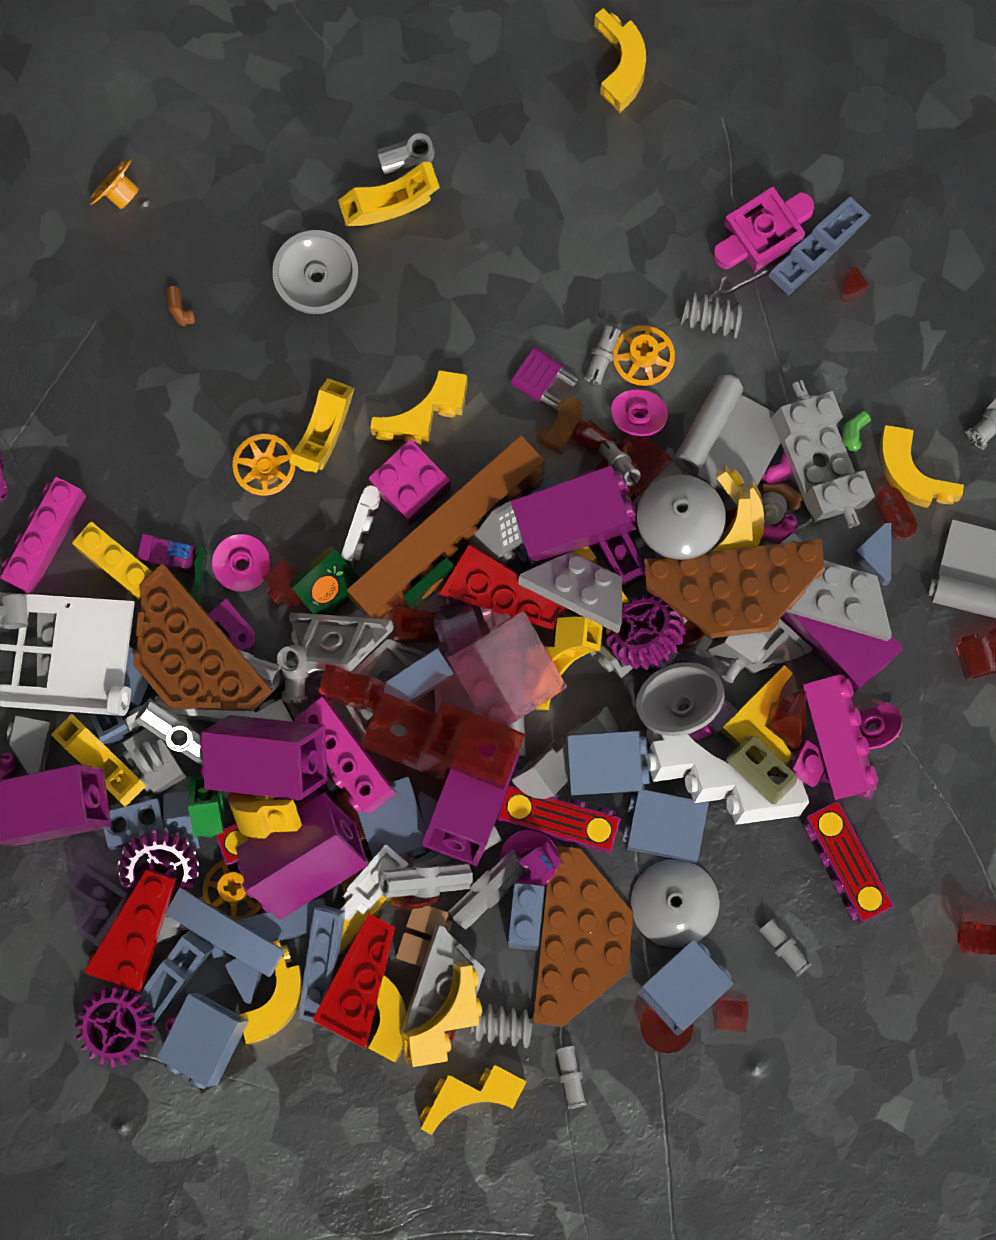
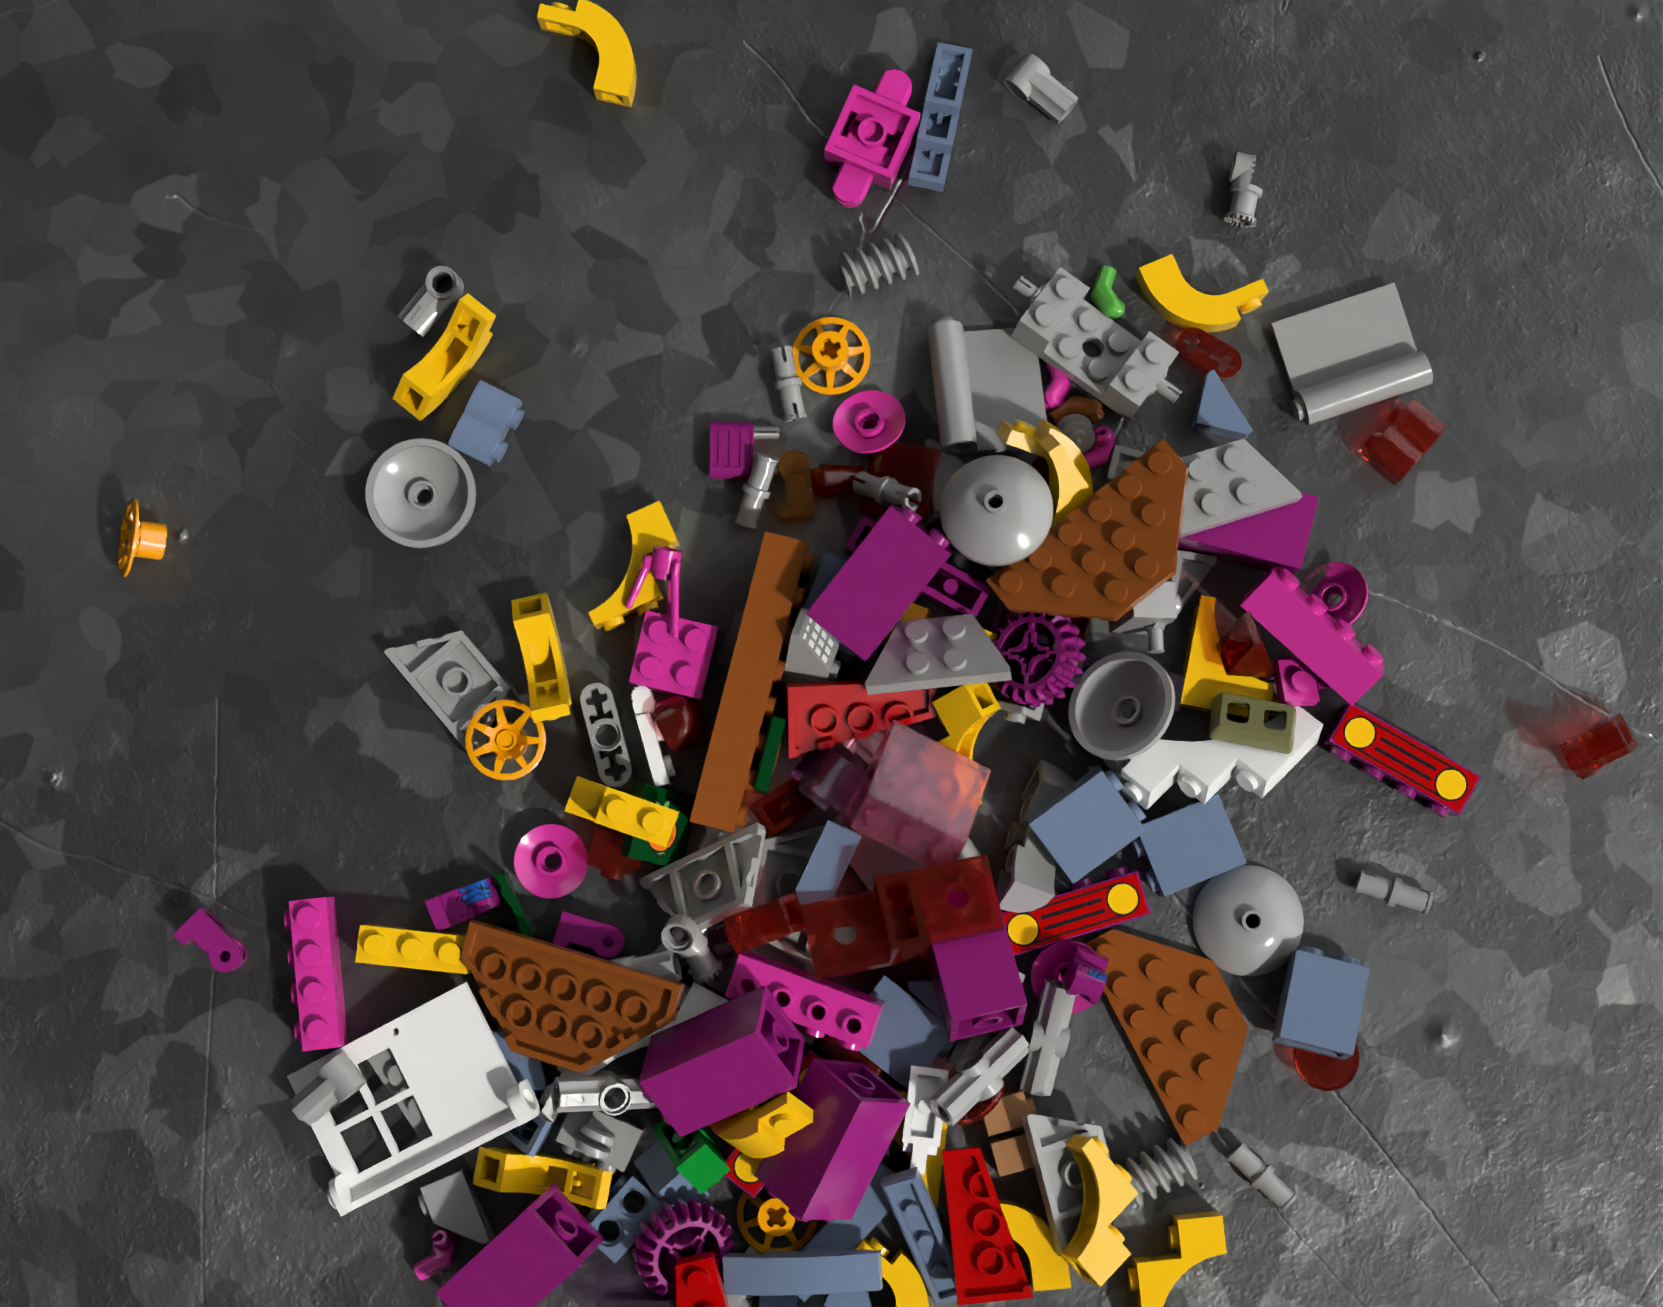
camera: 35 degrees left, 5 degrees up
(175, 307) = (293, 629): dark orange arm -> none
(255, 406) = (452, 681): none -> light grey wing
(307, 556) = (622, 811): none -> yellow arch
(346, 489) = (608, 706): none -> light grey beam
(384, 526) = (679, 722): none -> clear red hair
(387, 255) = (486, 423): none -> sand blue brick
(442, 418) = (665, 566): none -> dark pink plant
(526, 917) = (1109, 1044): sand blue brick -> none
(535, 410) = (756, 490): none -> light grey pin
(732, 1015) = (1385, 999): clear red slope -> none
(855, 285) = (1005, 136): clear red slope -> none
(896, 262) = (1033, 82): none -> light grey piece

